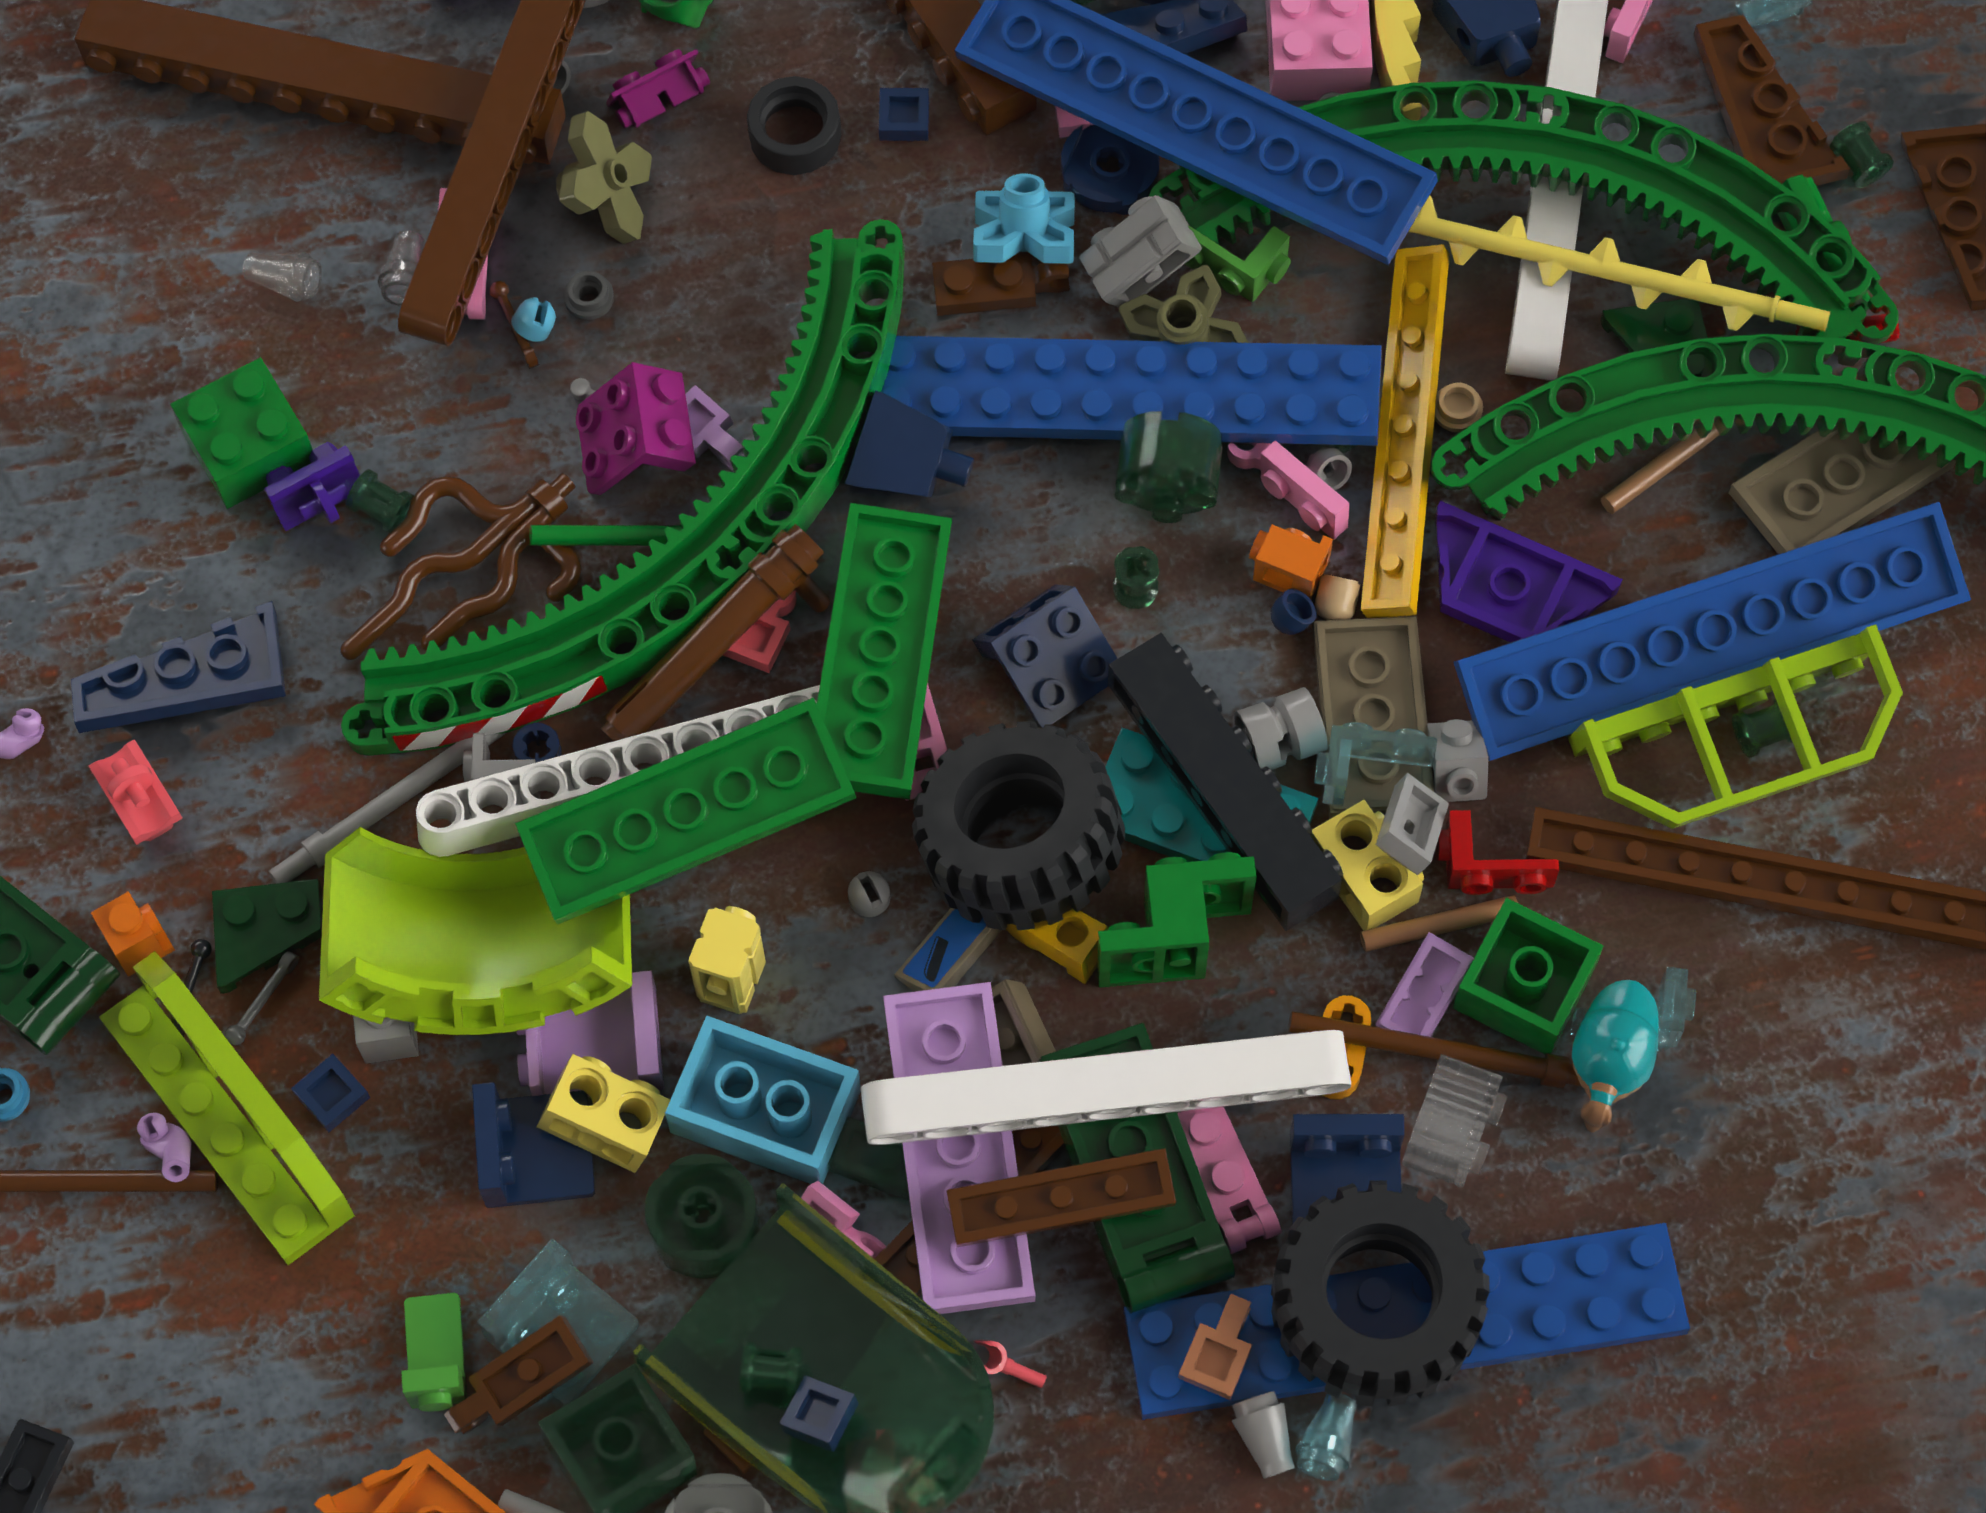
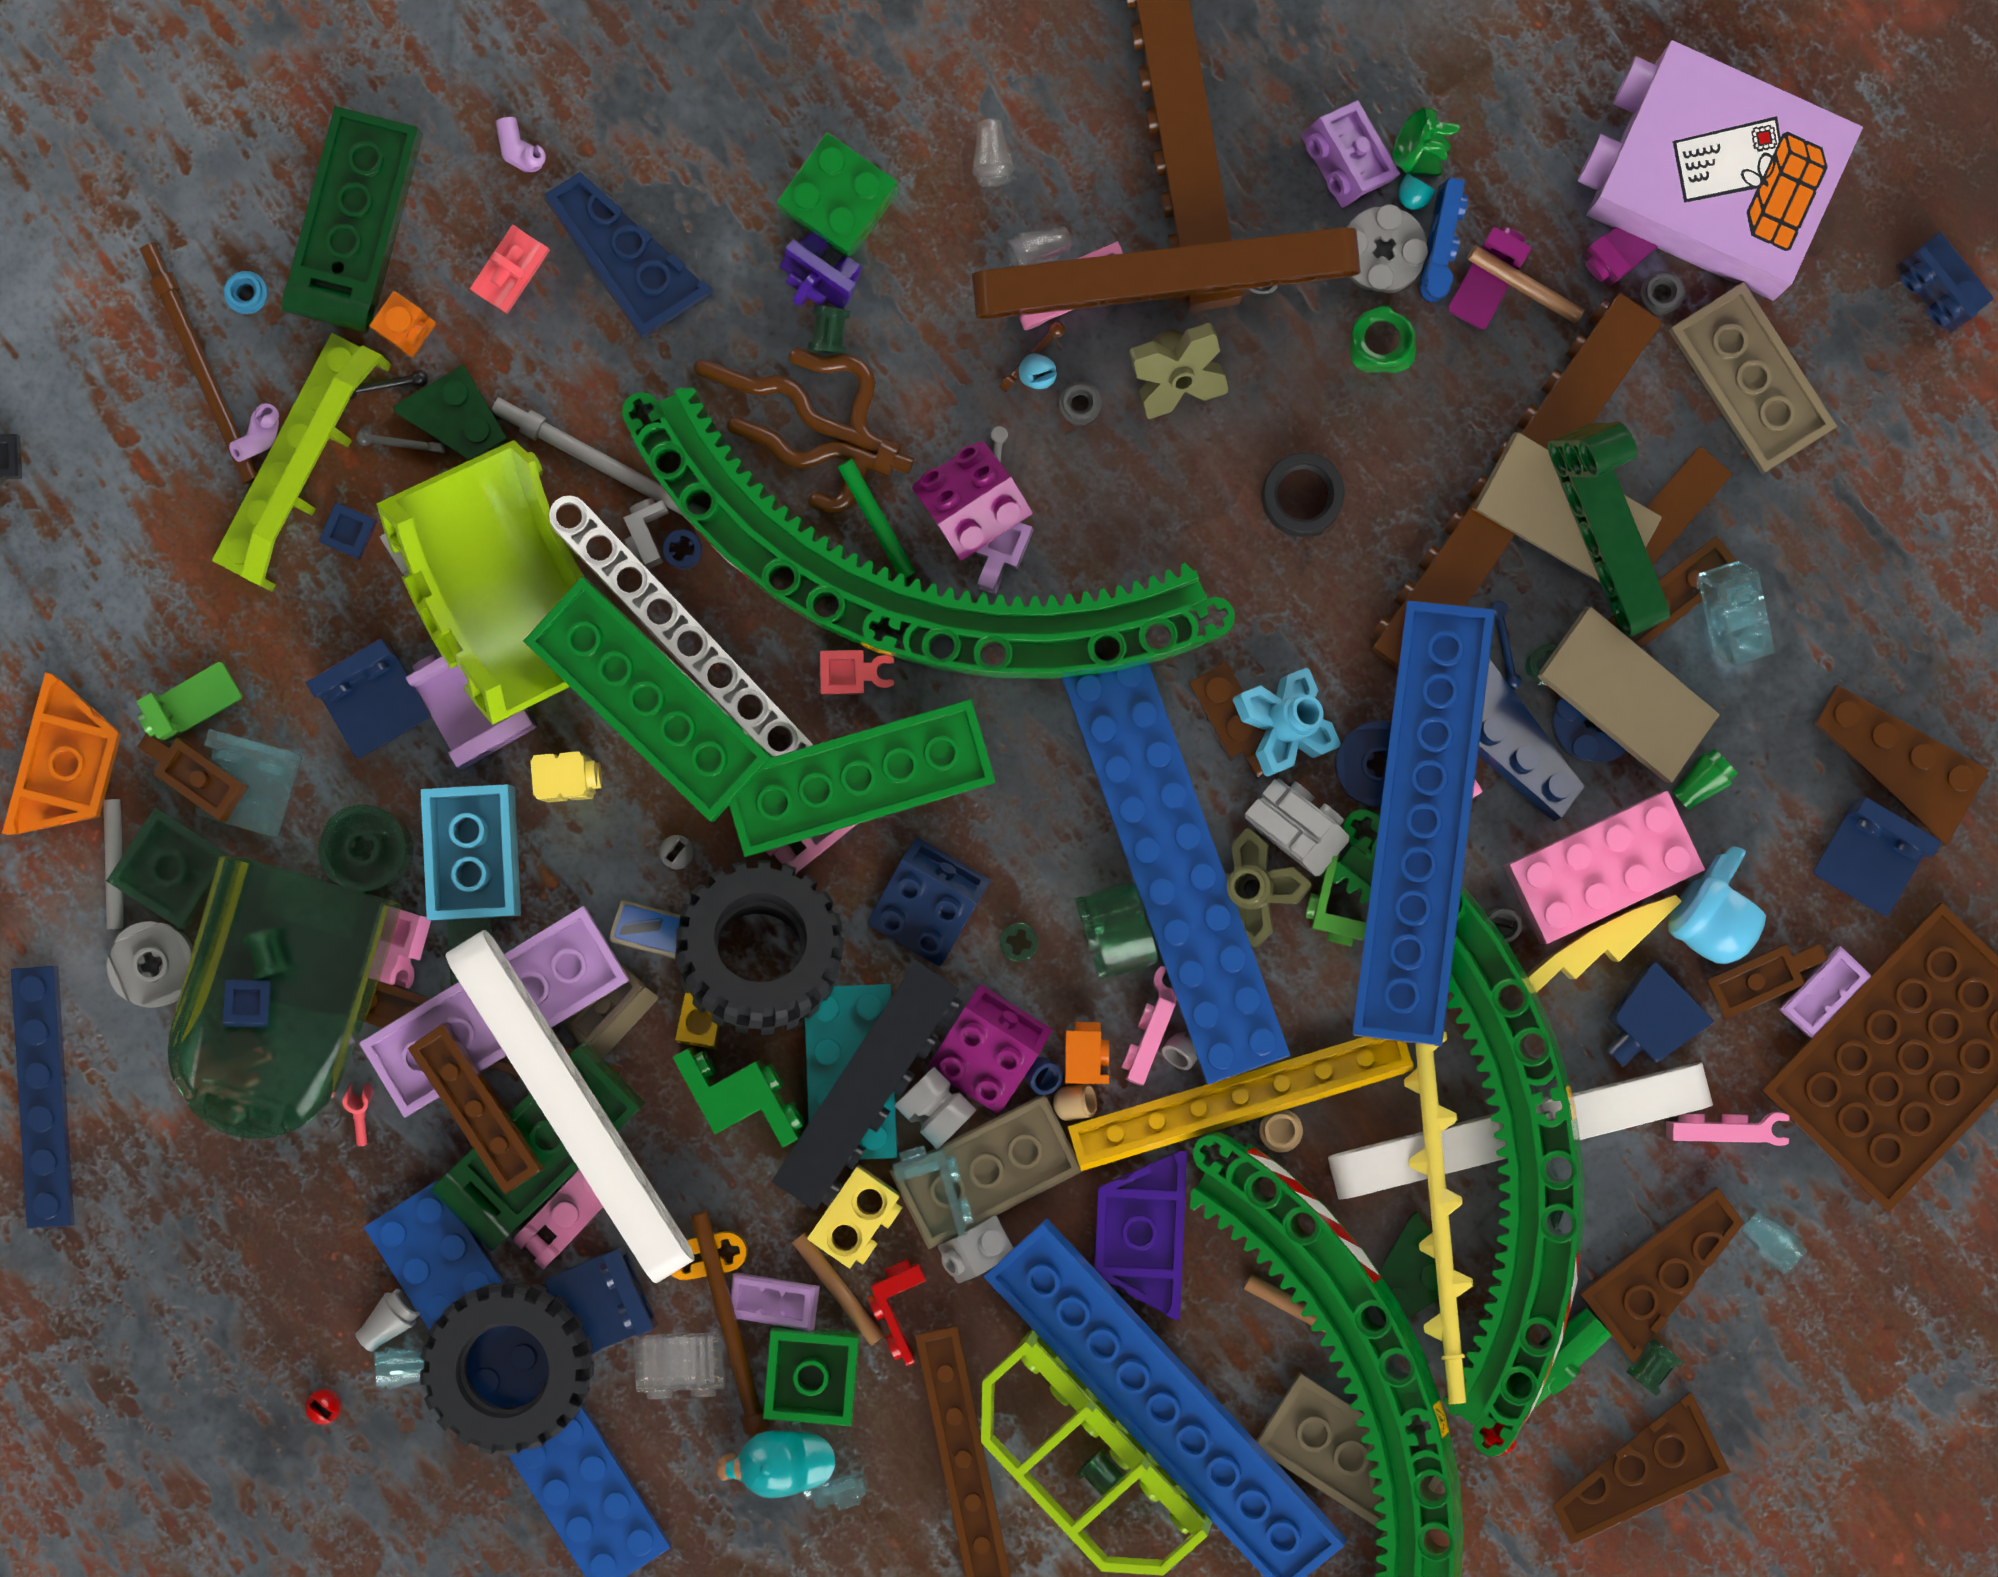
camera: 70 degrees right, 20 degrees up
(599, 1126) = (402, 741): light yellow brick -> none
(640, 94) = (1278, 357): magenta hinge -> none
(769, 578) = (877, 666): reddish brown cylinder -> none
(904, 114) = (1352, 578): dark blue plate -> none
(905, 451) = (1043, 718): dark blue torso -> none
(1217, 1354) = (418, 1266): nougat plate -> none
(1245, 652) = (990, 1049): none -> magenta bracket
(1412, 824) = (909, 1241): light grey piece -> none

